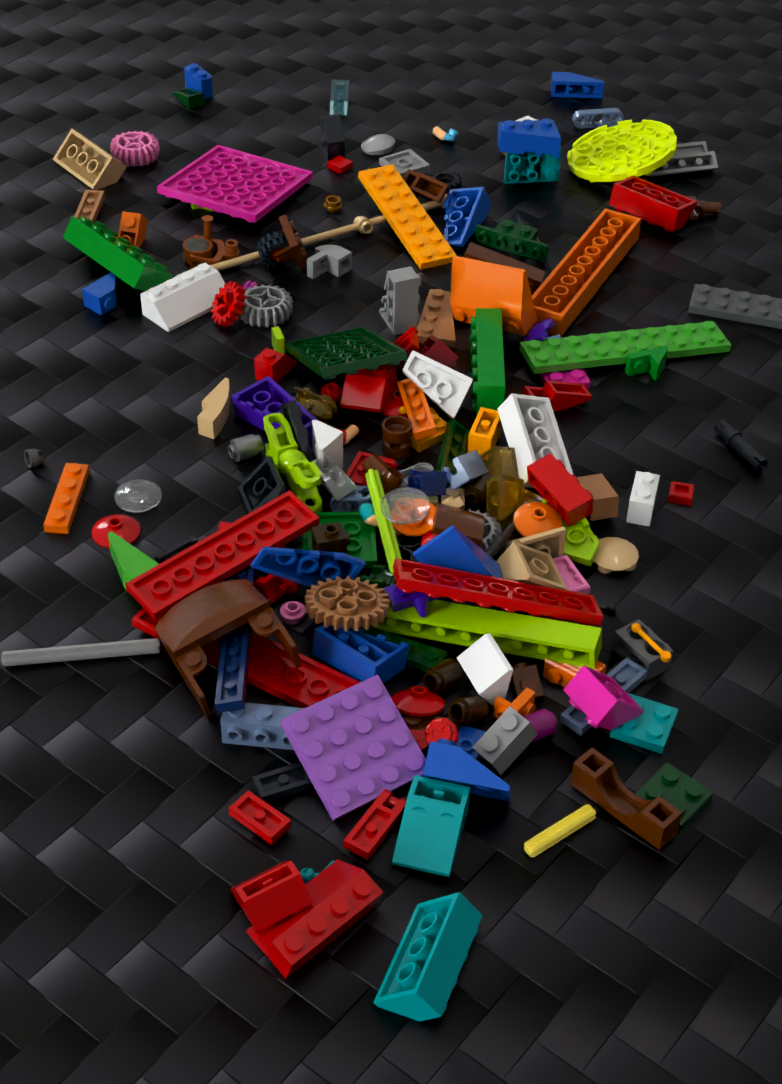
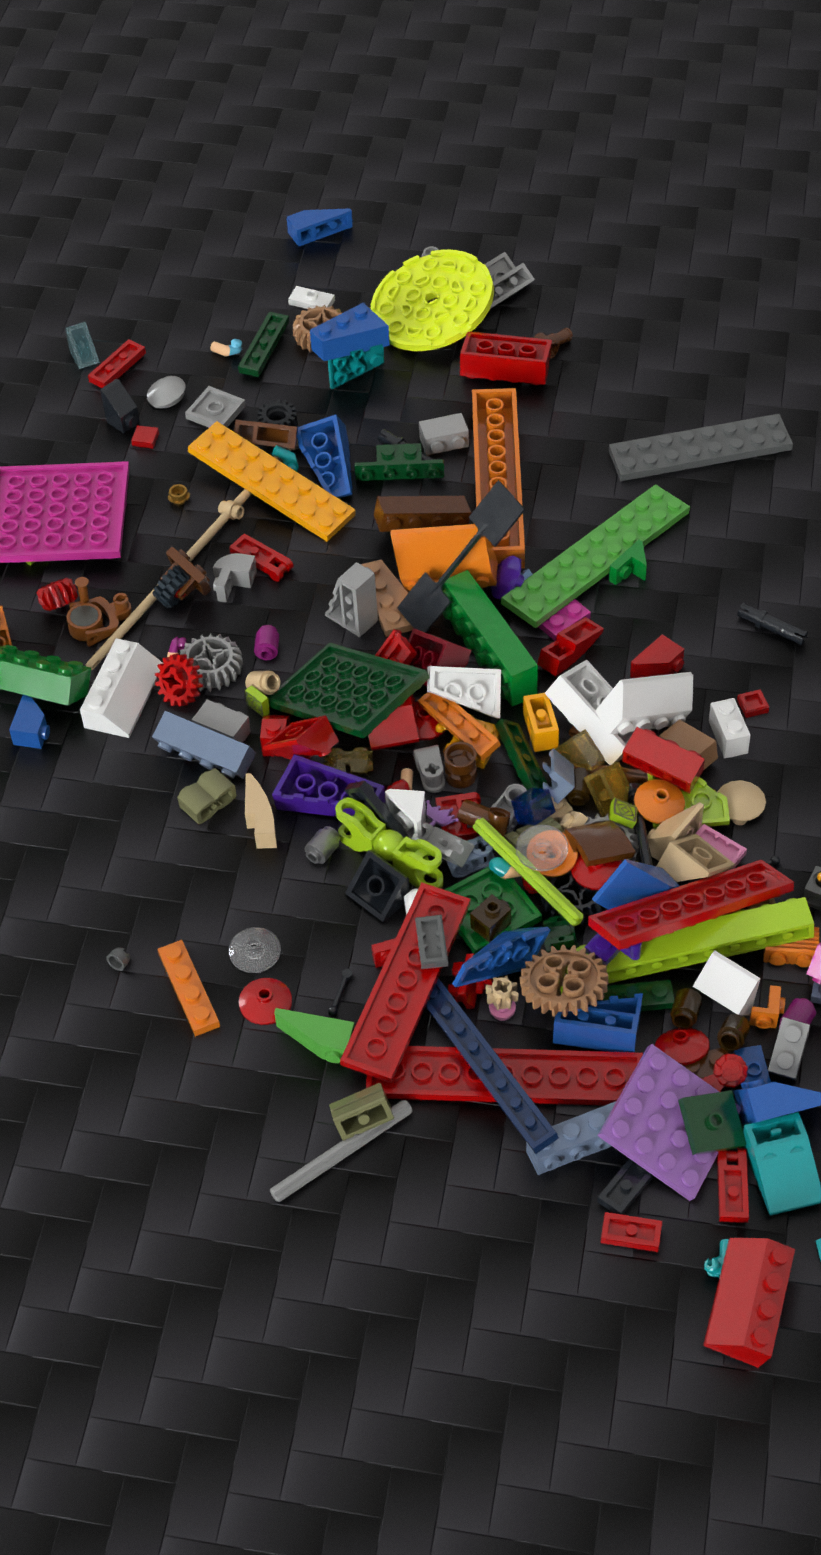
camera: 25 degrees left, 10 degrees up
(114, 628) = (361, 1111): none -> olive brick
(187, 383) = (206, 796): none -> olive brick
(188, 226) = (57, 594): none -> red gear
(209, 616) = (452, 1059): reddish brown windscreen -> none
(212, 350) = (204, 745): none -> sand blue brick
(237, 345) = (223, 720): none -> light grey brick
(260, 530) = (431, 942): none -> dark grey plate
(272, 895) = (705, 1300): red slope -> none
(284, 369) = (304, 739): none -> red slope
(291, 329) = (264, 681): none -> tan brick
(292, 595) = (502, 993): none -> tan gear
(317, 310) = (266, 642): none -> magenta brick
(332, 390) = (352, 742): red plate -> none
(350, 461) = (438, 816): none -> medium lavender piece
(361, 116) = (117, 363): none -> red plate
(362, 260) = (264, 556): none -> red plate
(371, 432) = (430, 768): none -> light grey piece
(389, 762) = (712, 1122): none -> dark green plate
(432, 207) = (288, 457): none -> teal arm
(471, 140) = (263, 344): none -> dark green plate
(498, 514) = (623, 813): none -> lime tile
(526, 676) = (767, 977): reddish brown bracket -> none
(529, 267) = (493, 519): none -> black hinge
(563, 232) = (443, 434): none -> light grey brick
(578, 443) = (647, 703): none -> white slope
(590, 114) = (383, 254): sand blue beam -> none
(618, 432) = (658, 659): none -> red slope

